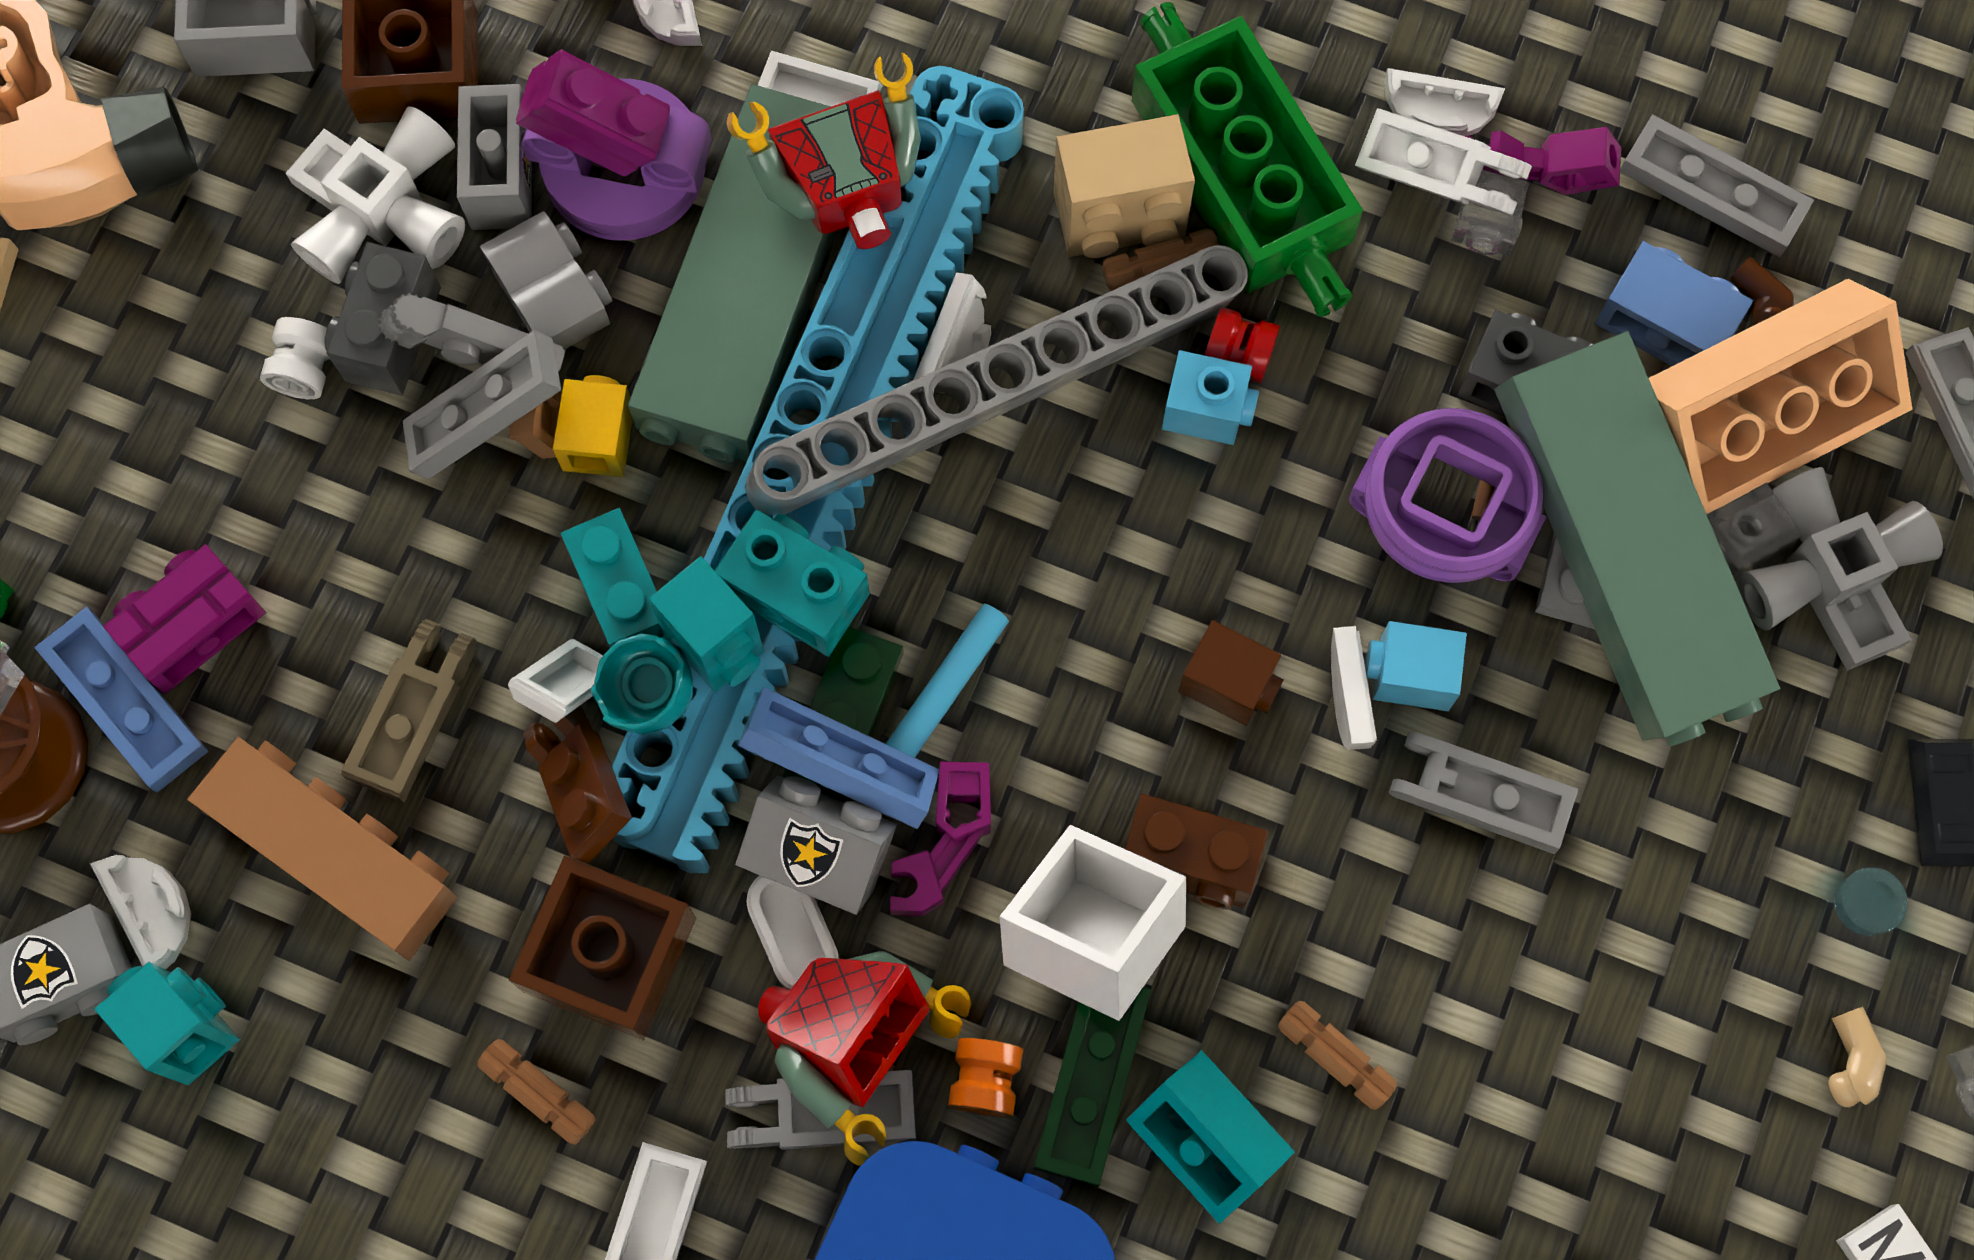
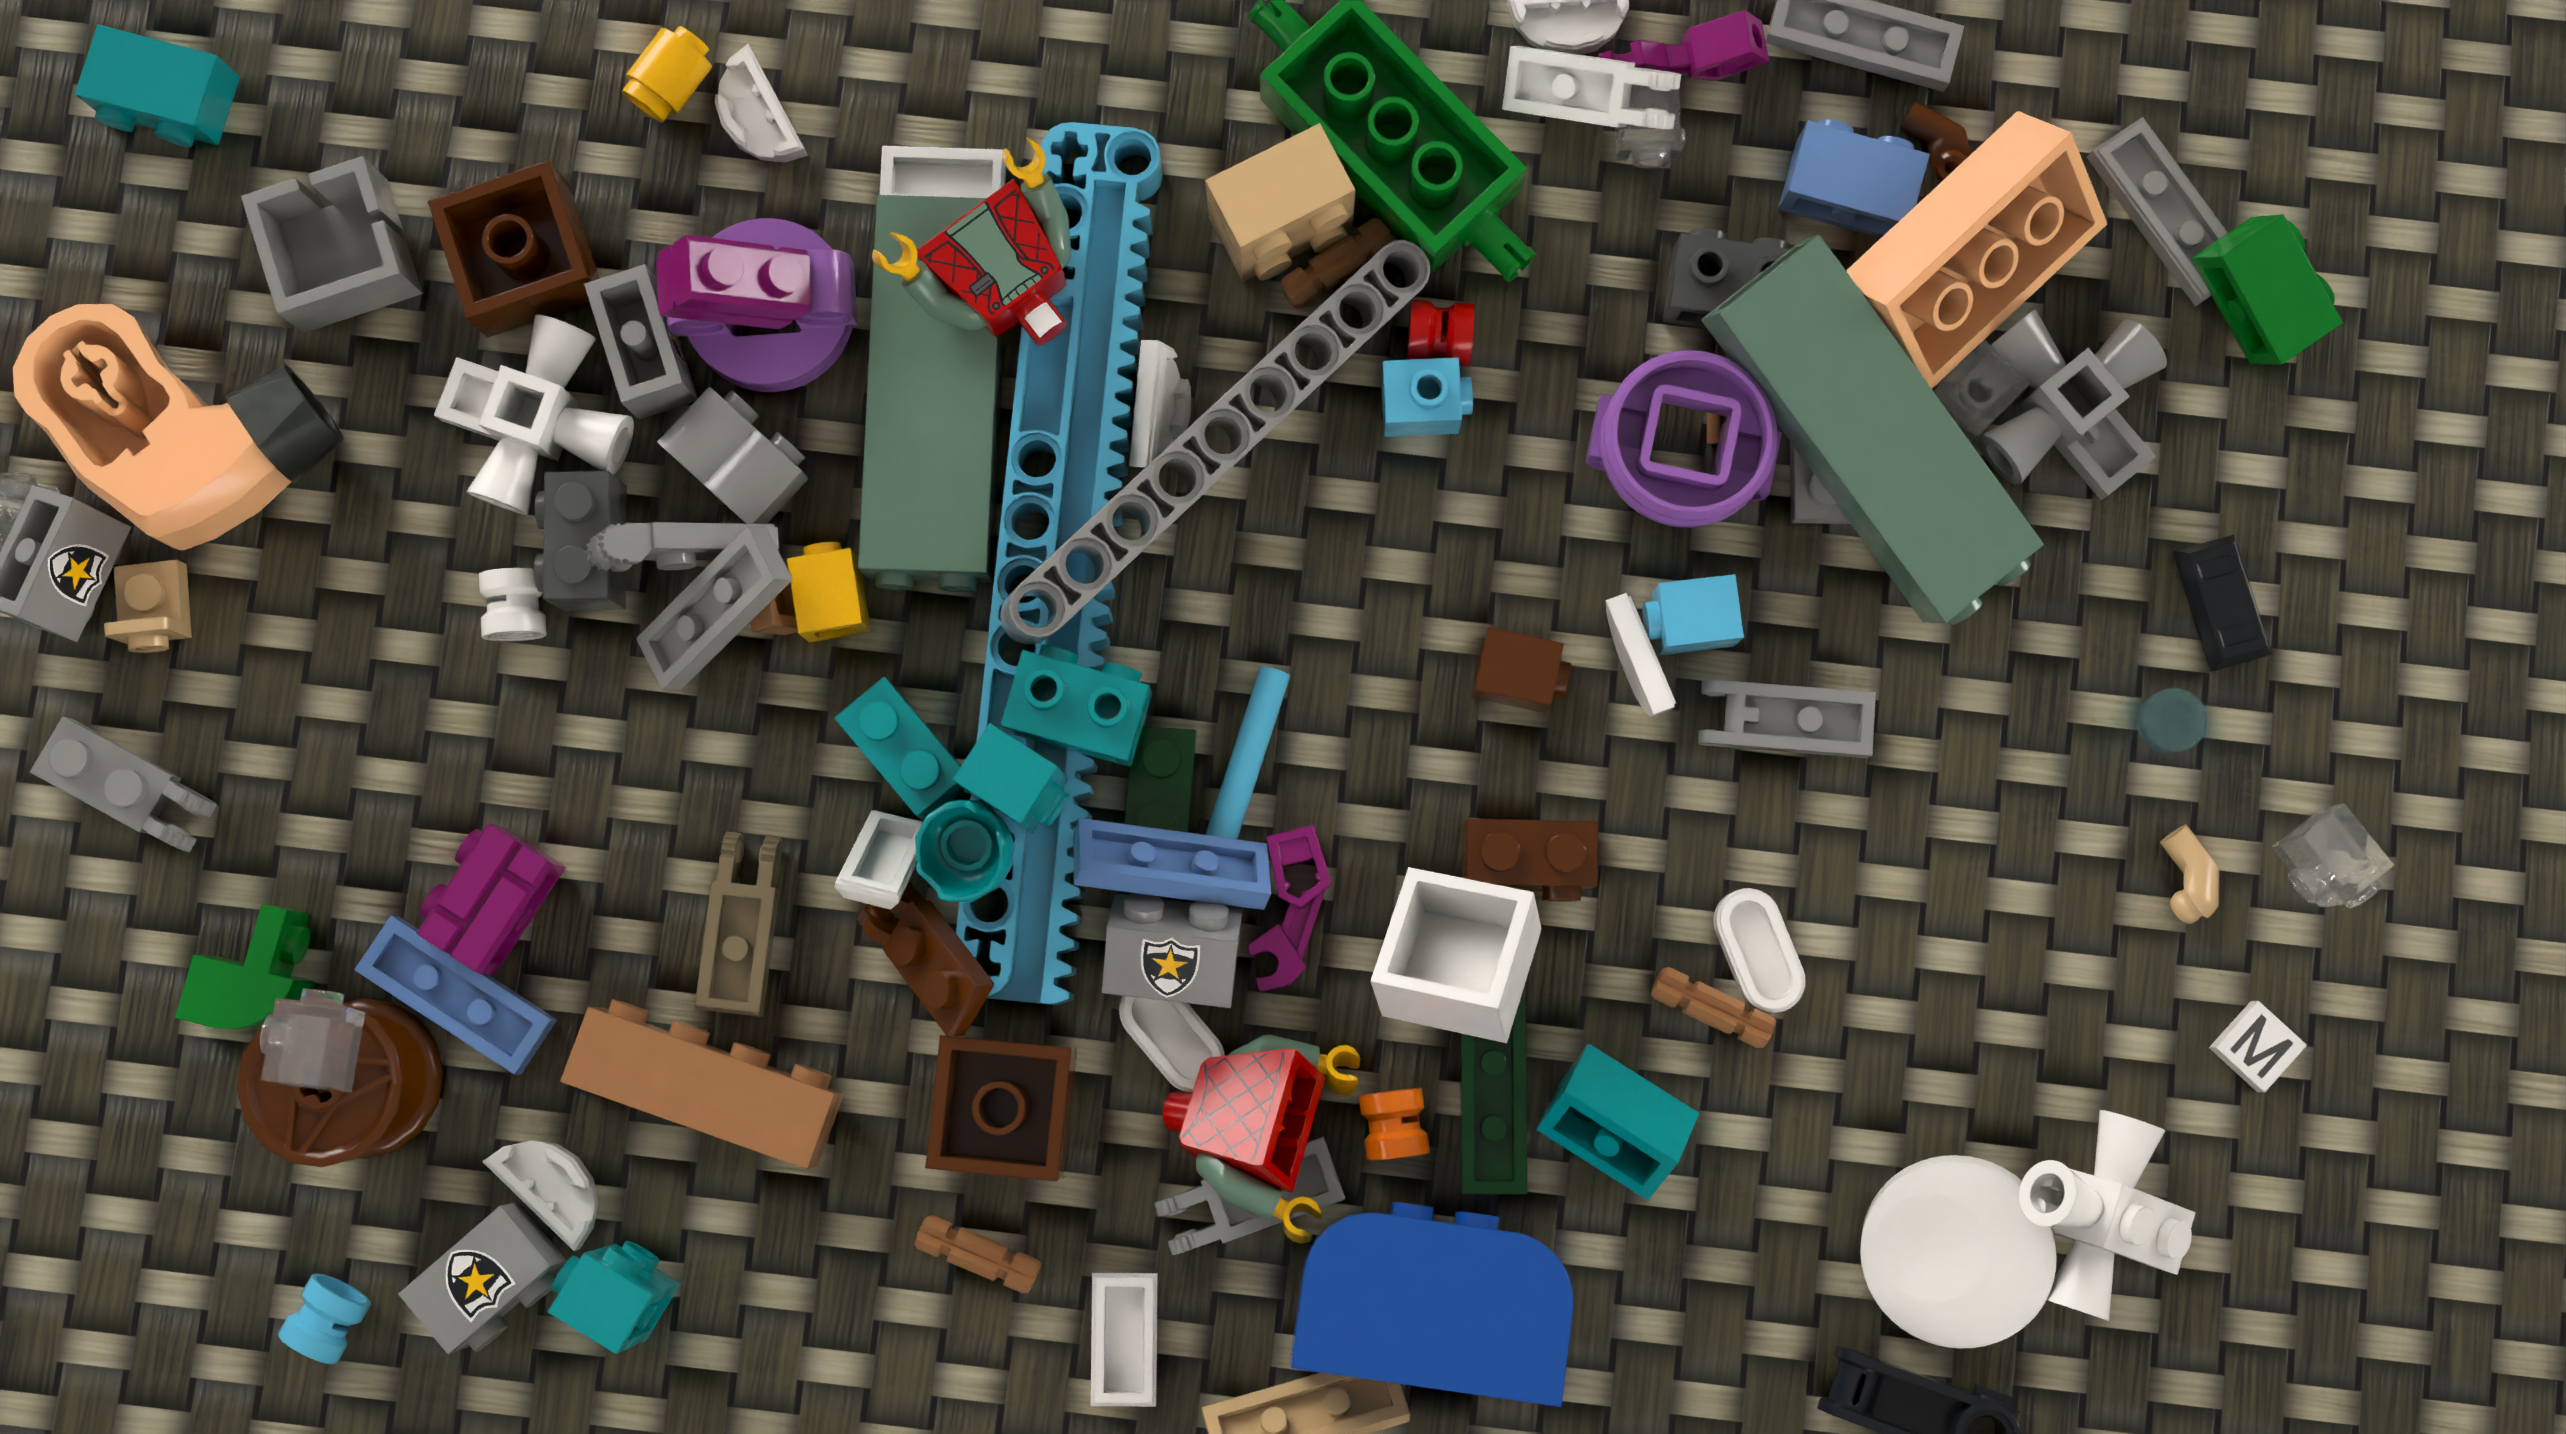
camera: 15 degrees left, 10 degrees up
(1398, 1012) = (1759, 950): none -> white tile

